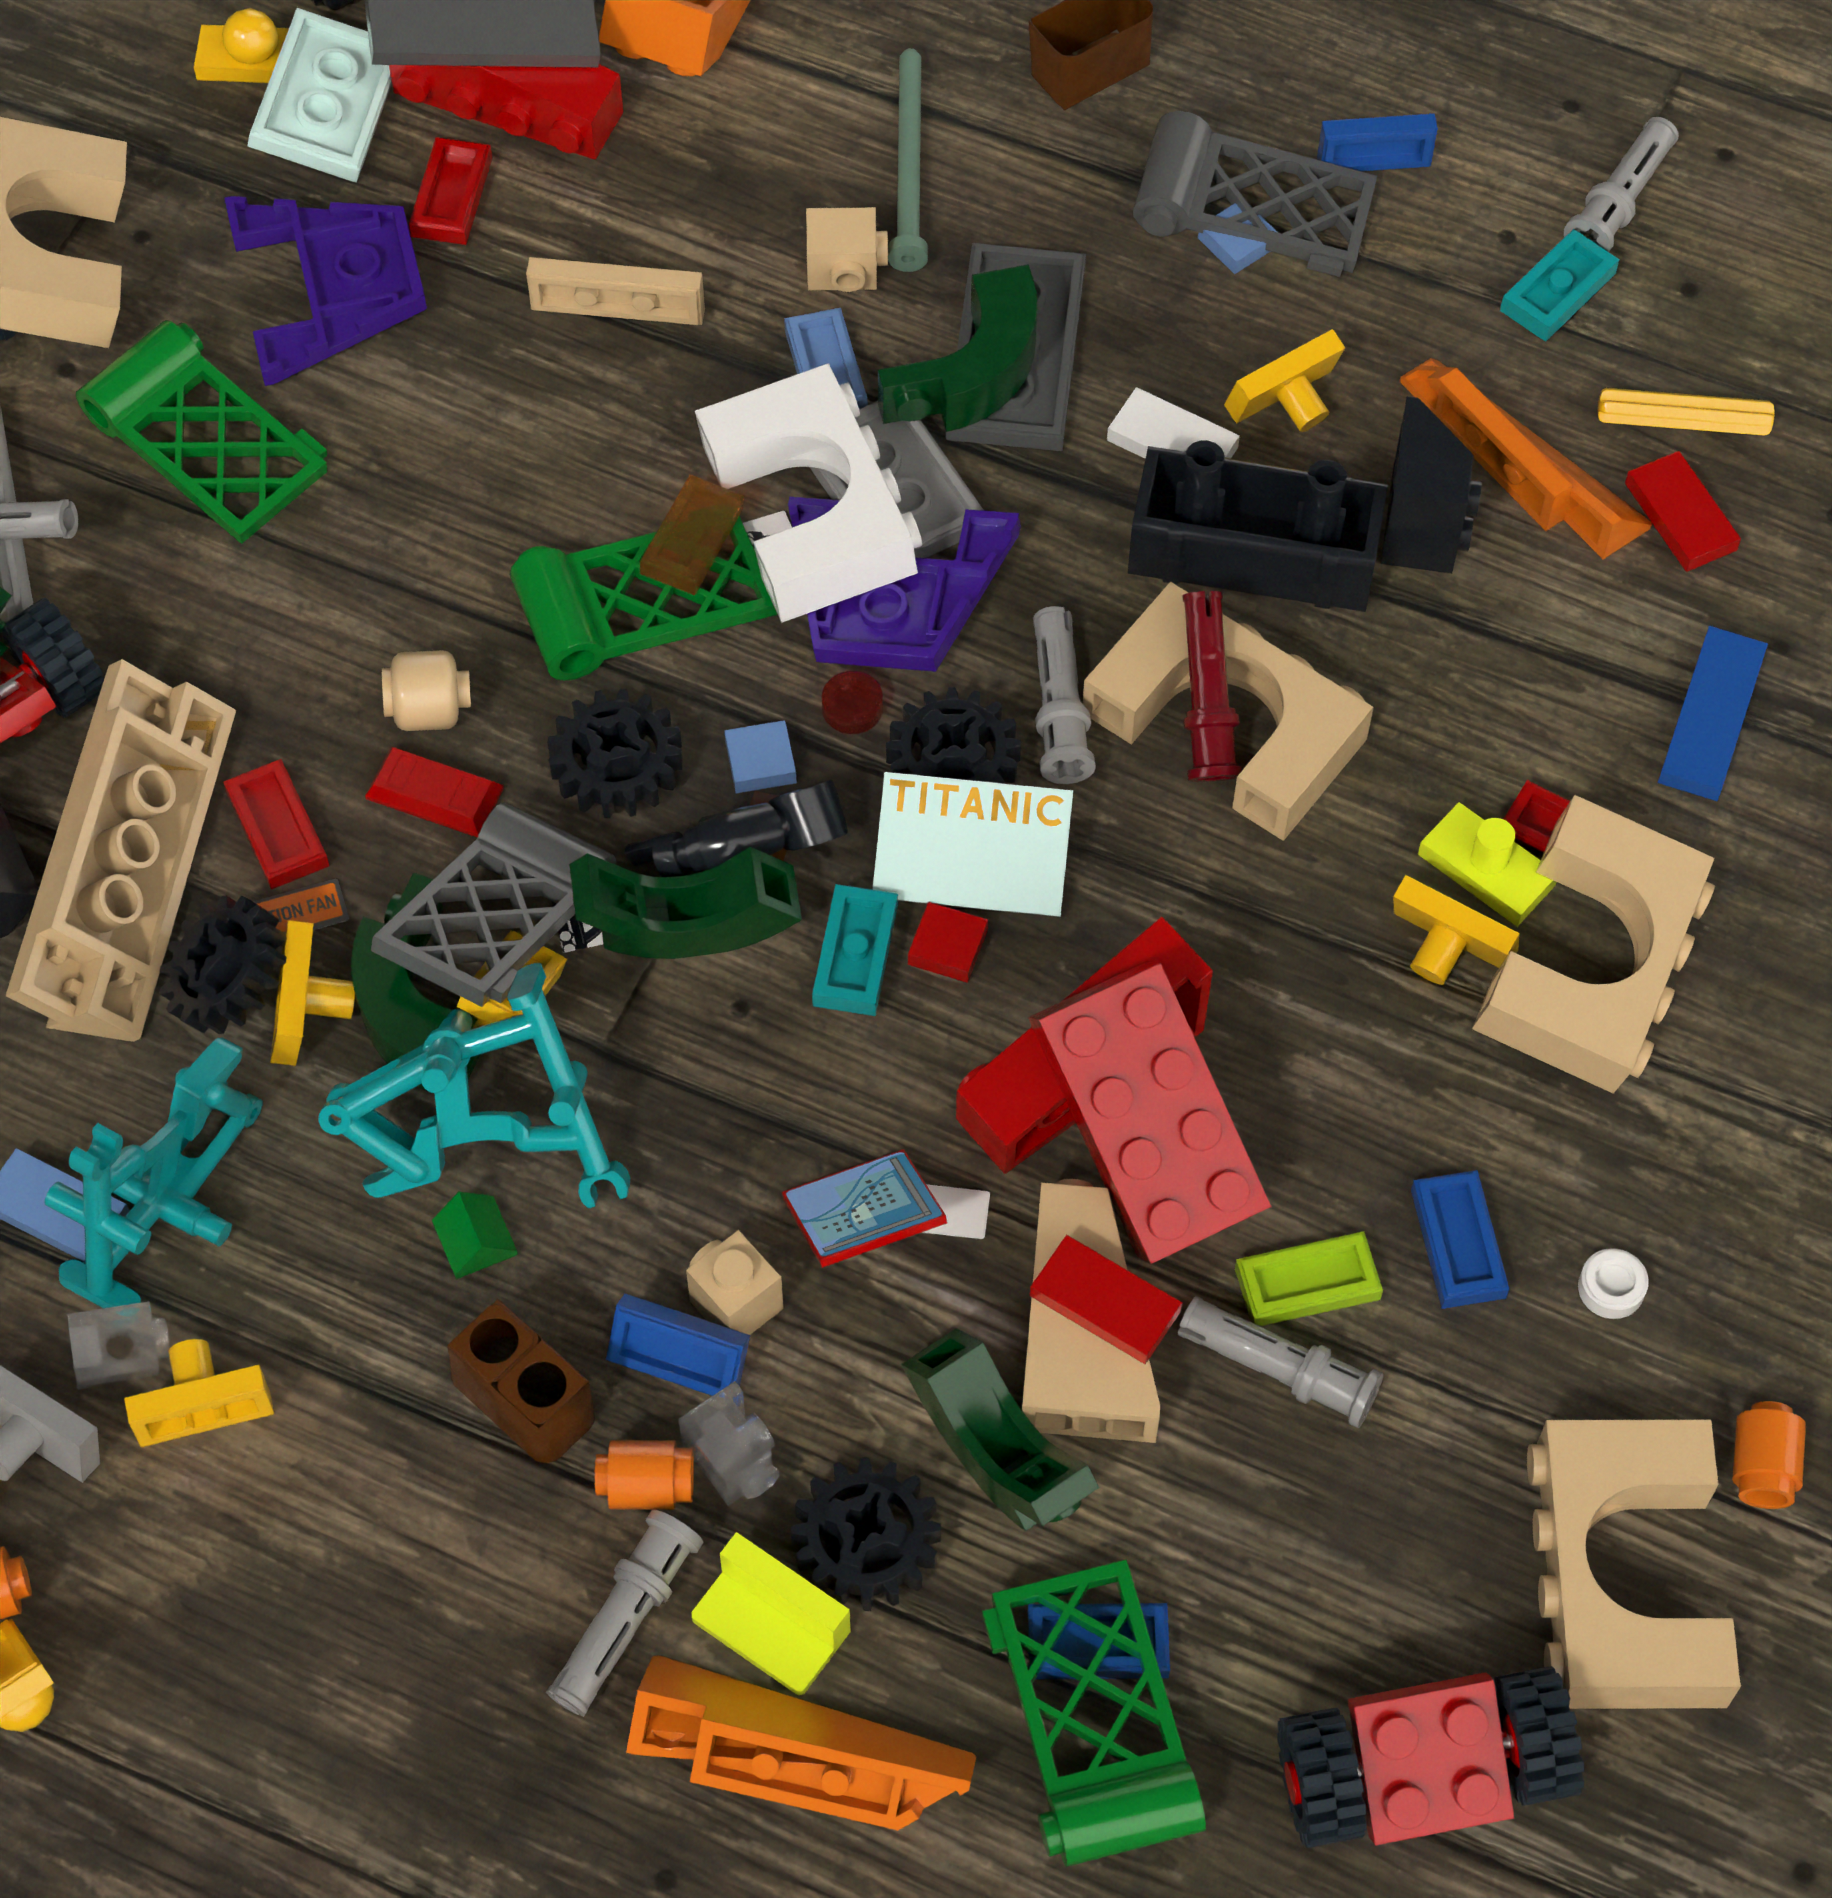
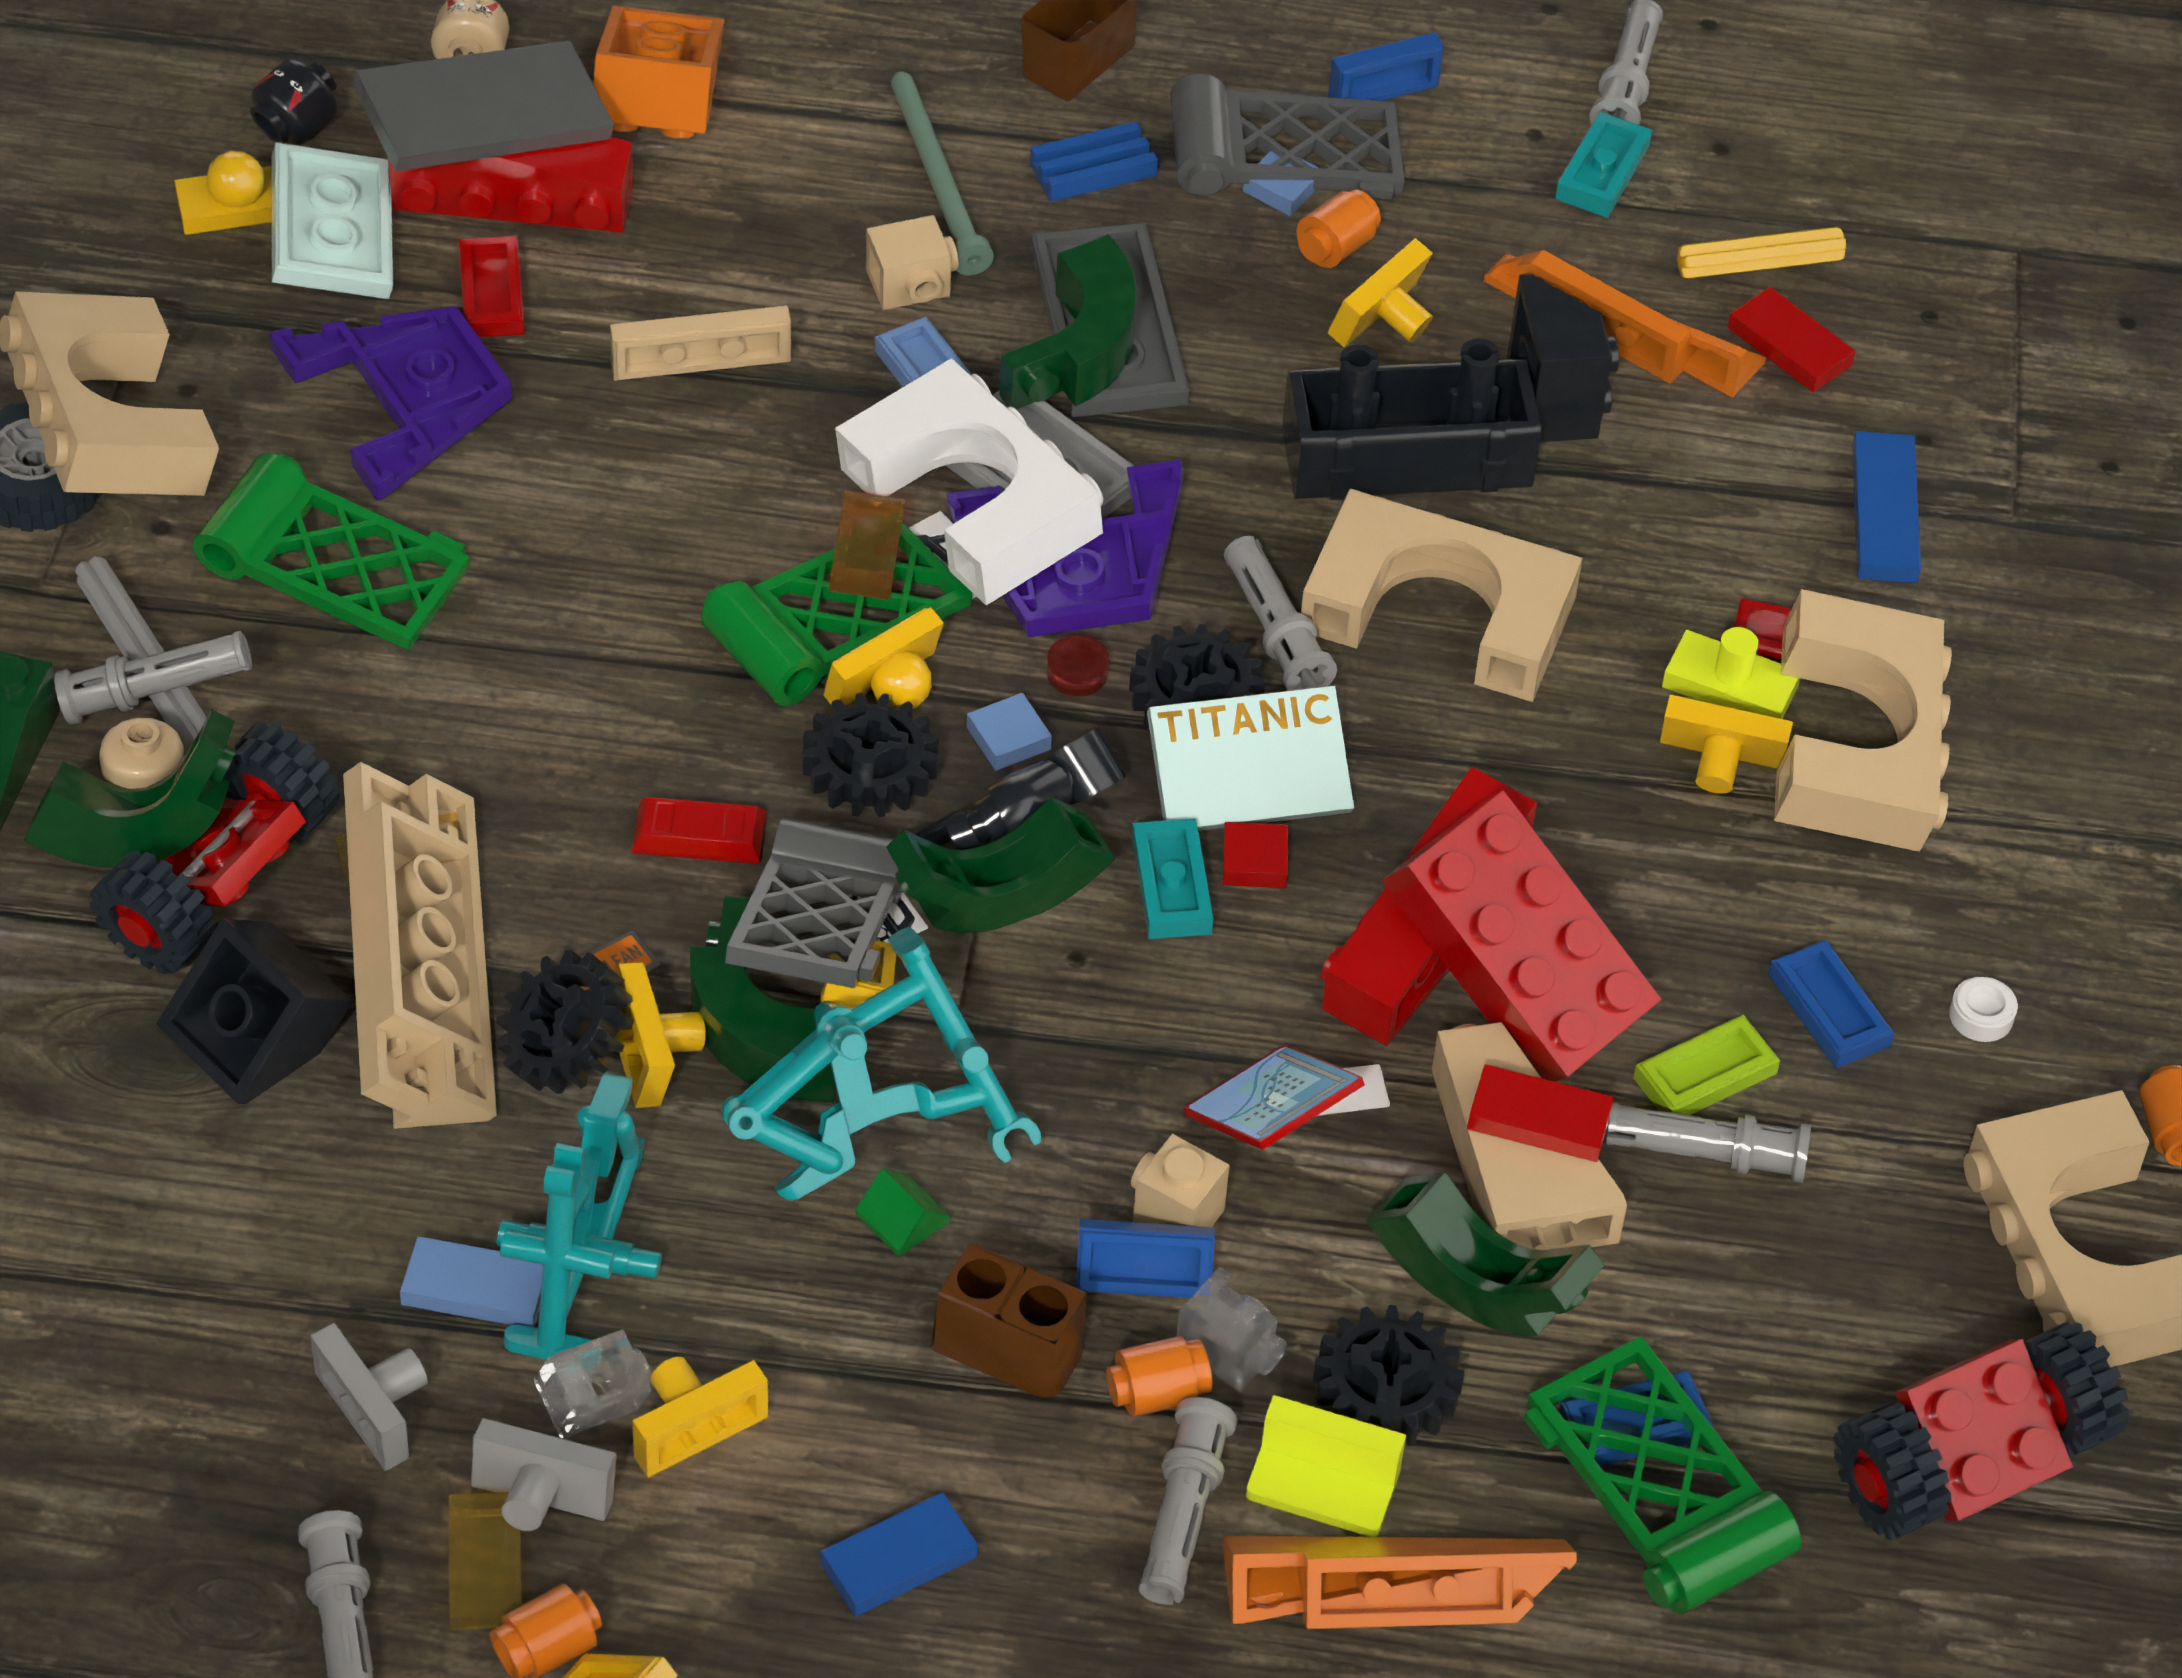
camera: 20 degrees left, 10 degrees down
(276, 824) = (553, 893): red tile -> none
(336, 1593) = (898, 1554): none -> blue tile
(424, 690) = (660, 737): tan head -> none
(667, 664) = (889, 663): none -> yellow tile
(1061, 170) = (1089, 154): none -> blue tile
(1157, 423) = (1263, 362): white tile -> none
(1211, 718) = (1432, 599): dark red pin -> none
(1269, 298) = (1338, 228): none -> orange brick

